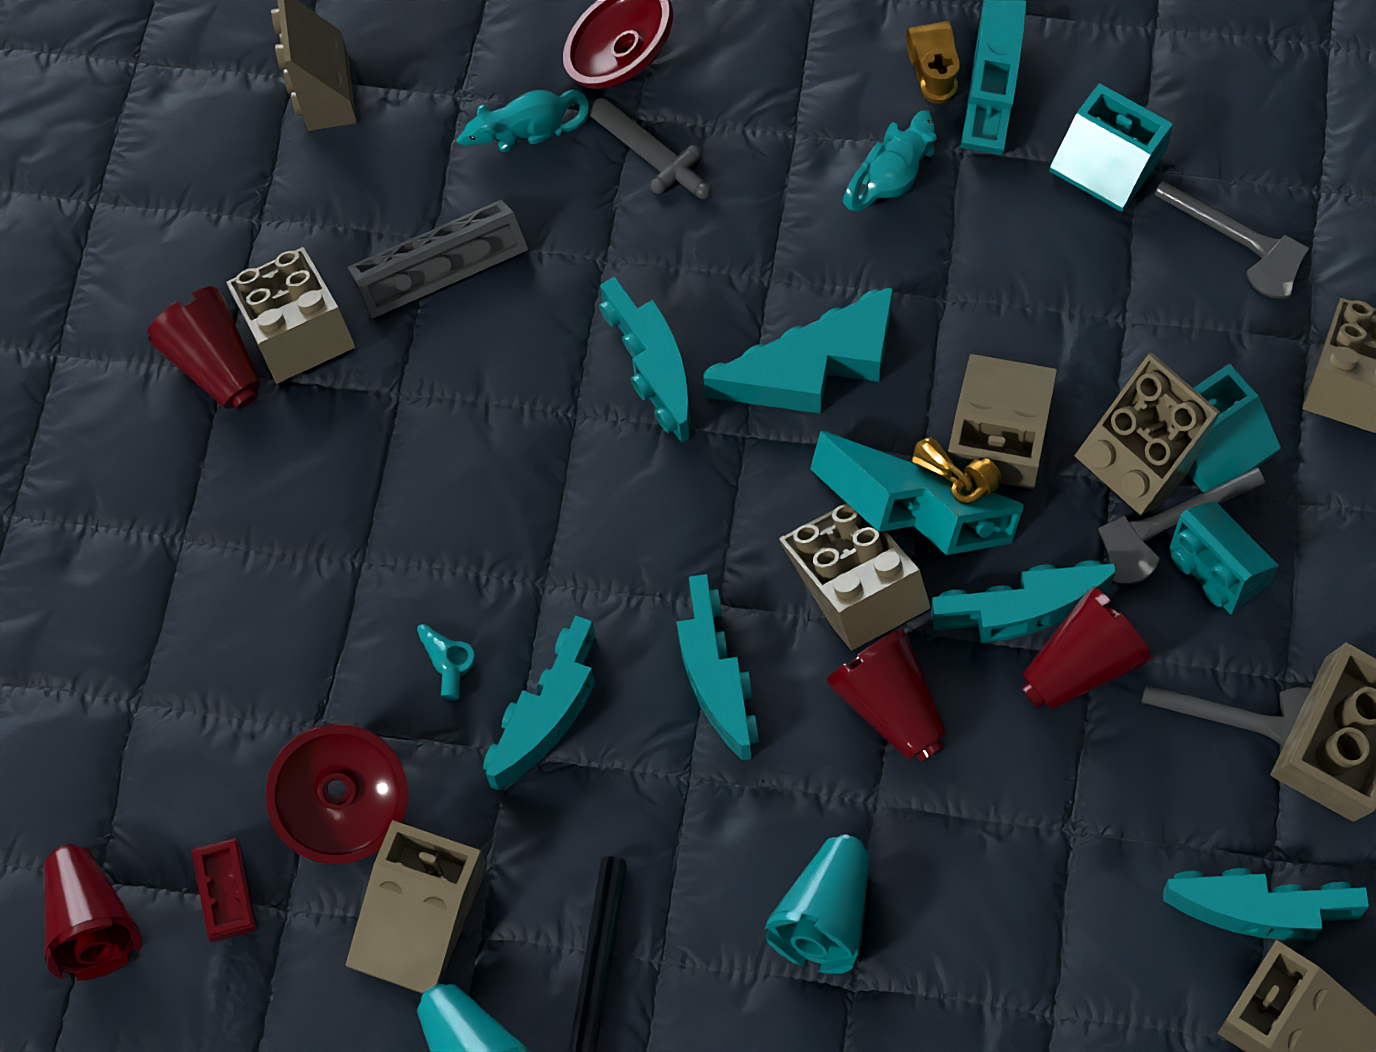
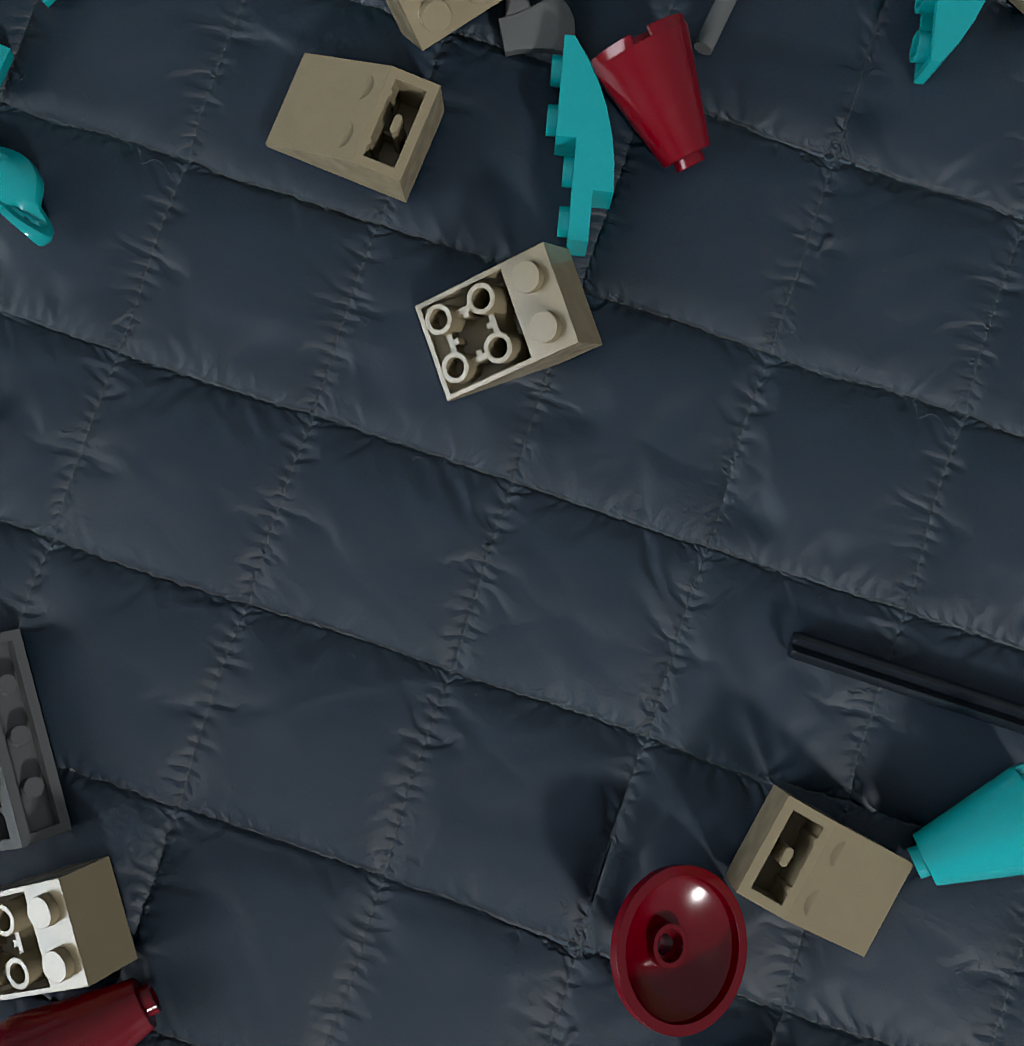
camera: 85 degrees left, 20 degrees up
(448, 658) = (524, 795): teal animal -> none
(541, 721) = (624, 705): teal slope -> none
(655, 356) = (213, 495): teal slope -> none
(713, 675) = (618, 496): teal slope -> none
(795, 367) = (244, 338): teal slope -> none
(824, 908) = (892, 423): teal cone -> none
(892, 696) = (666, 309): dark red cone -> none
(904, 495) = (430, 250): teal slope -> none
(978, 475) = (435, 154): pearl gold piece -> none

